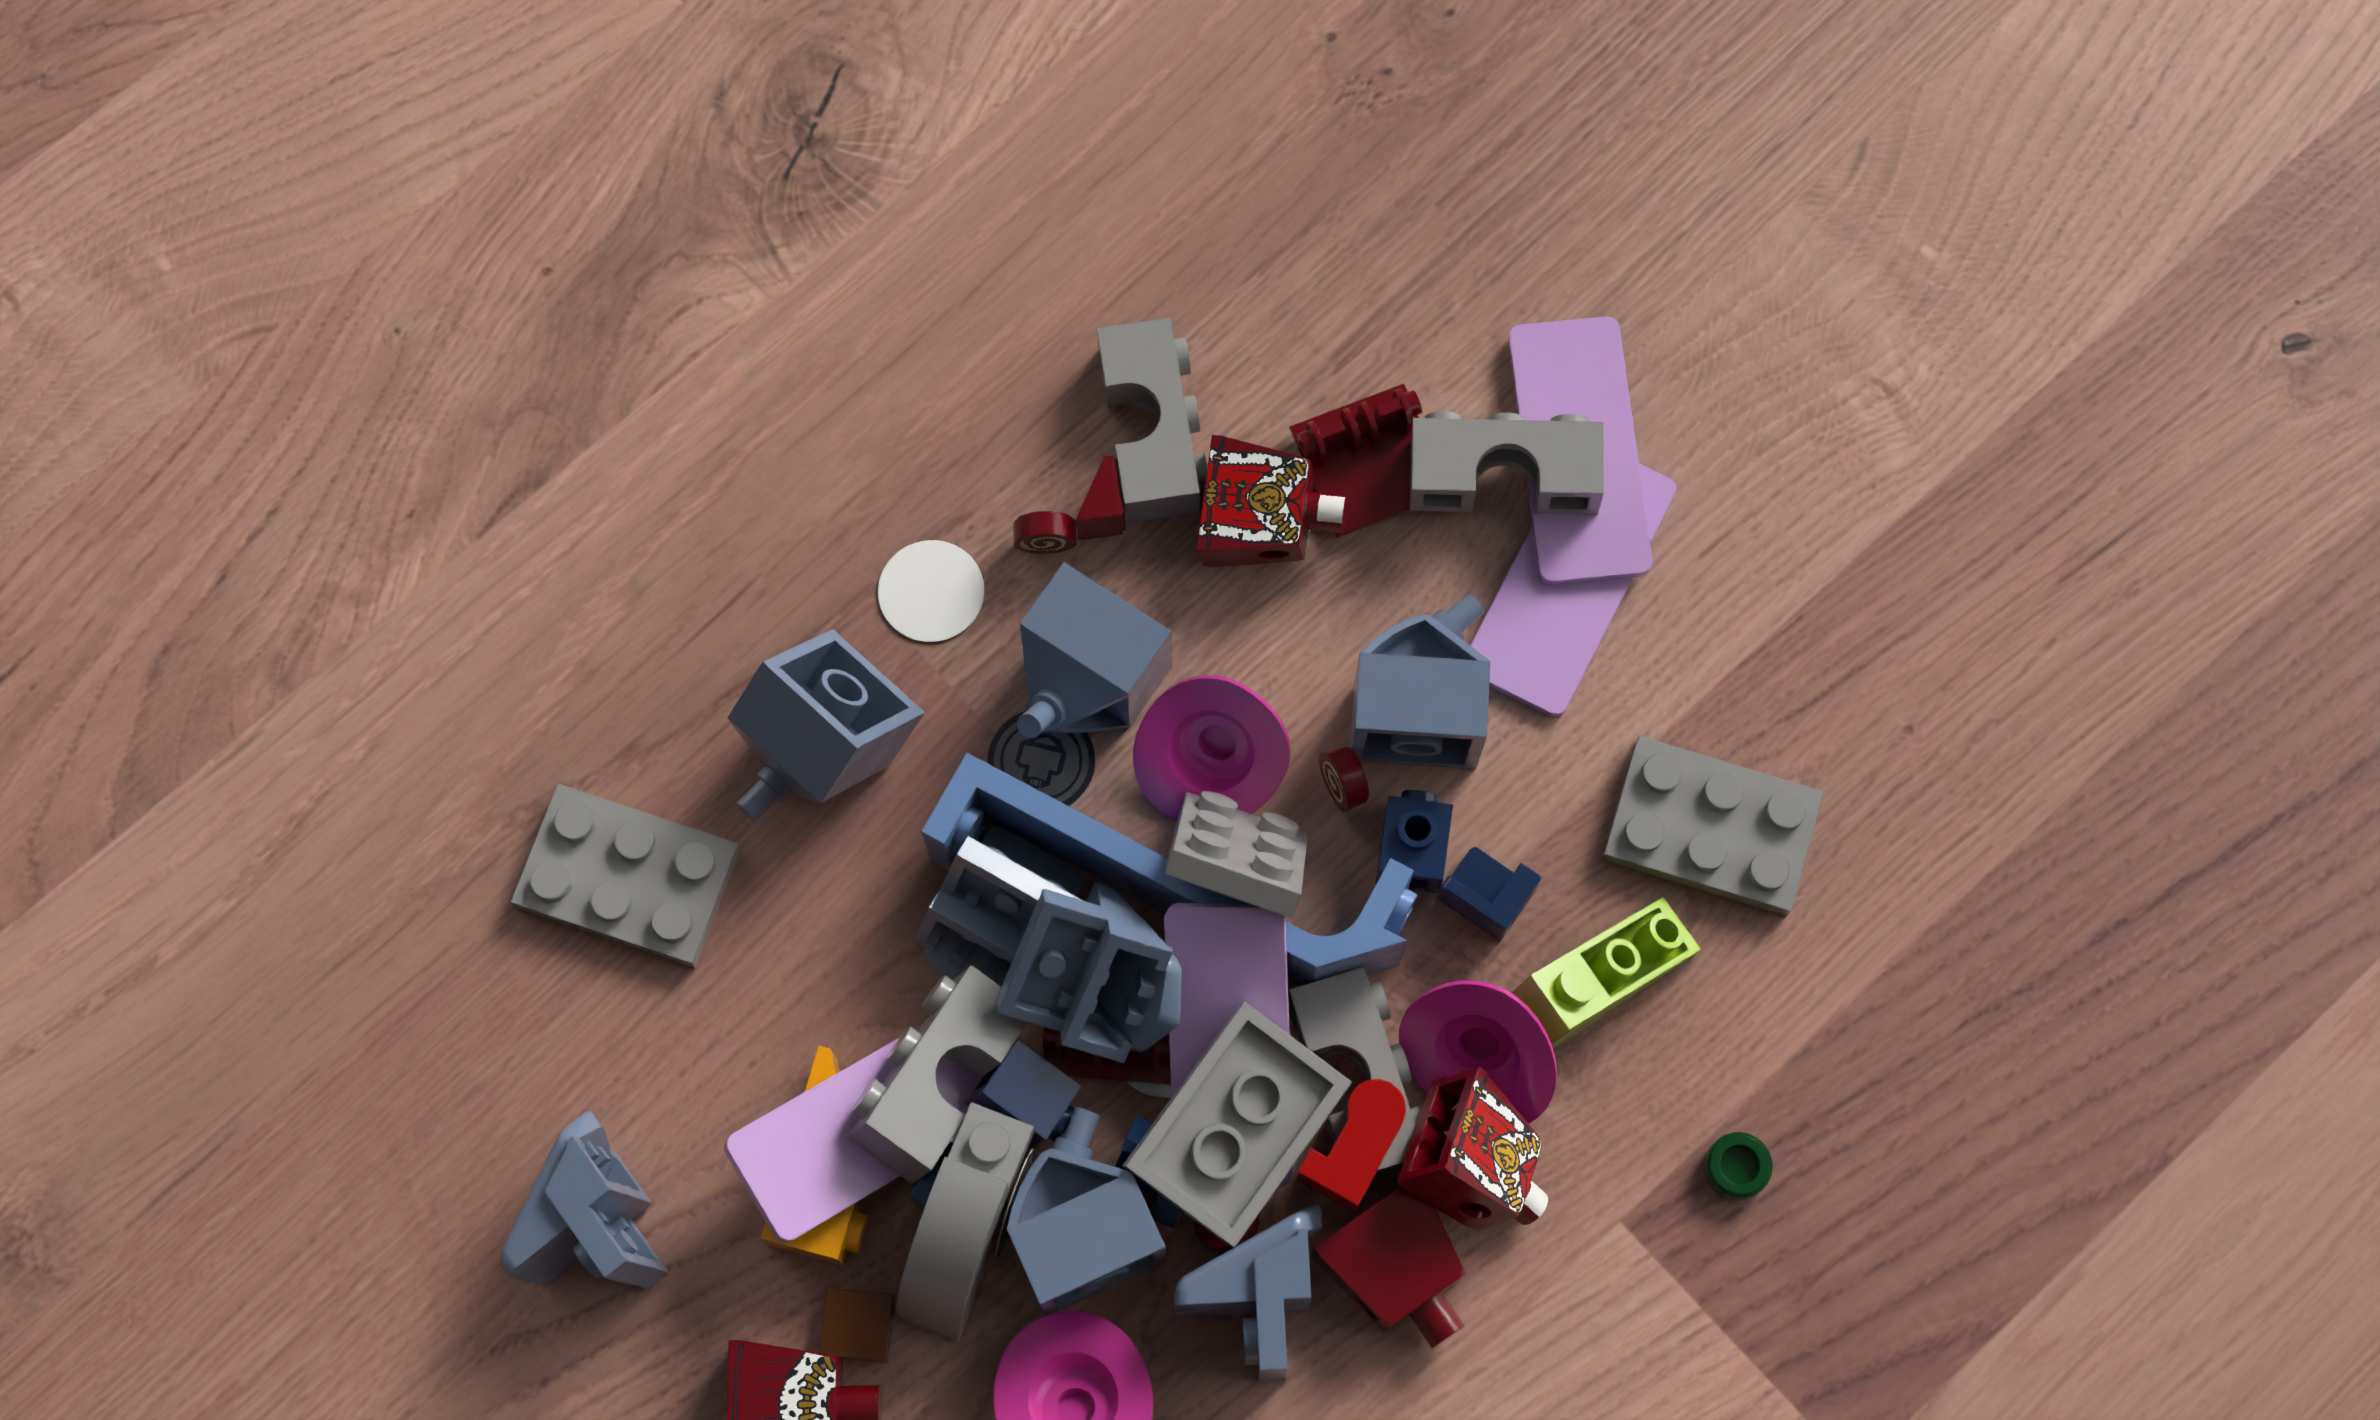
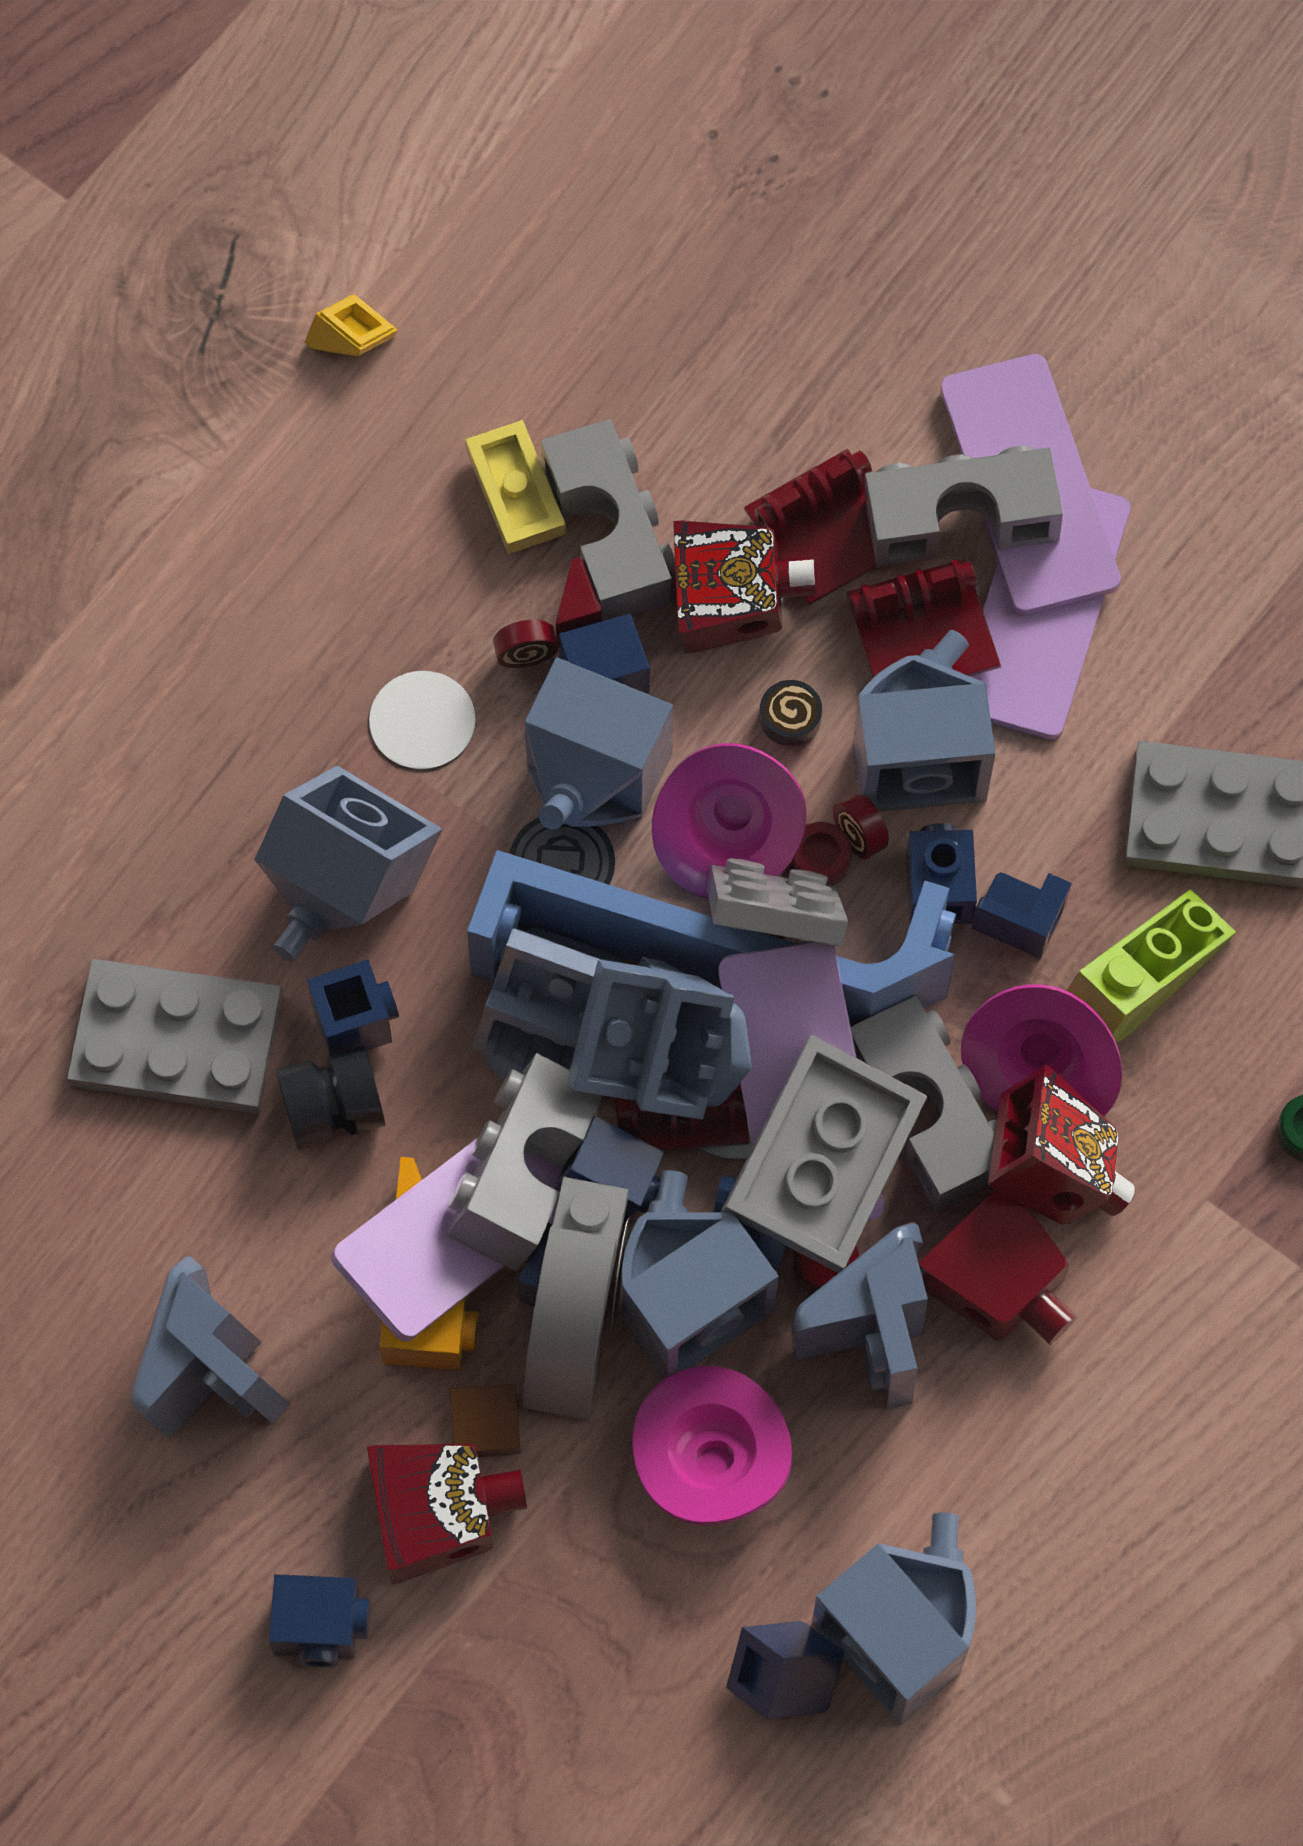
camera: 10 degrees left, 5 degrees down
(763, 968) = (331, 1097): none -> black wheel
(800, 883) = (352, 1008): none -> dark blue brick
(933, 178) = (348, 328): none -> yellow slope
(1065, 369) = (515, 487): none -> light yellow plate
(1121, 561) = (610, 650): none -> dark blue brick
(1296, 646) = (790, 712): none -> tile
(1302, 797) = (824, 851): none -> dark red tile
(1371, 1125) = (952, 1140): red leg -> none
(1439, 565) = (916, 613): none -> dark red hinge

